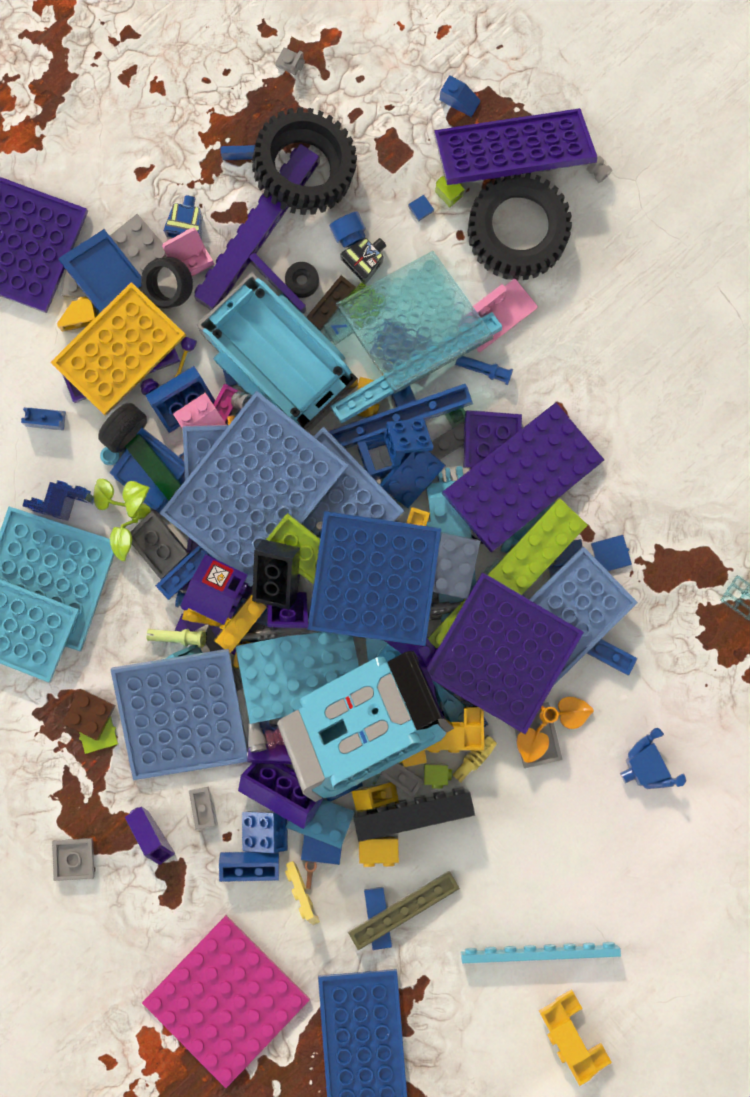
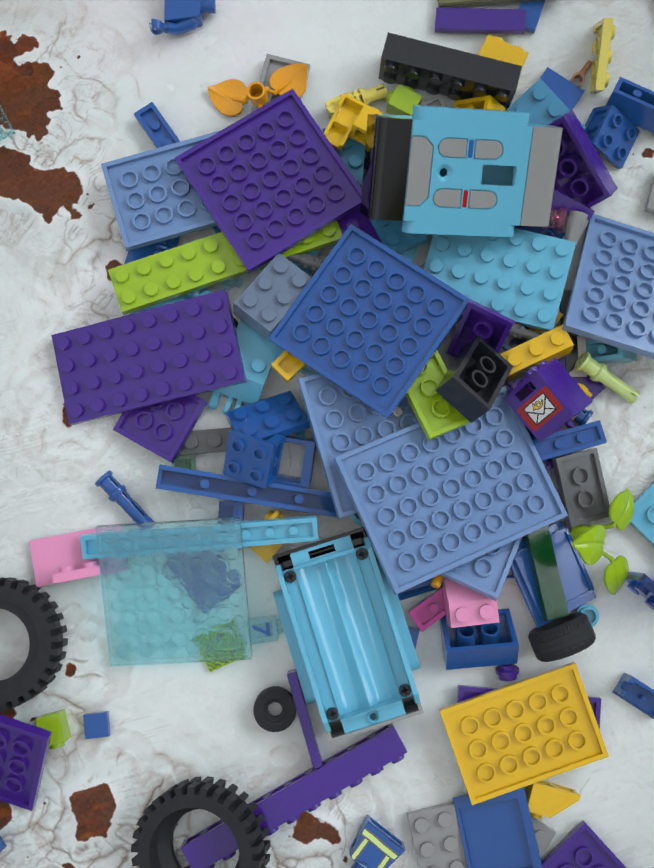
camera: 155 degrees left, 0 degrees up
(150, 285) = (451, 783): black tyre -> none
(187, 345) = (441, 698): dark purple hinge -> none
(190, 250) = (390, 805): bright pink bracket -> none
(239, 400) = (412, 600): light grey wheel -> none
(326, 306) = (262, 663): dark brown plate -> none
(348, 229) = (192, 739): blue piece -> none
(364, 258) = (191, 697): torso -> none
(410, 875) = (480, 21): none -> dark purple tile
(612, 553) = (100, 236): blue piece -> none

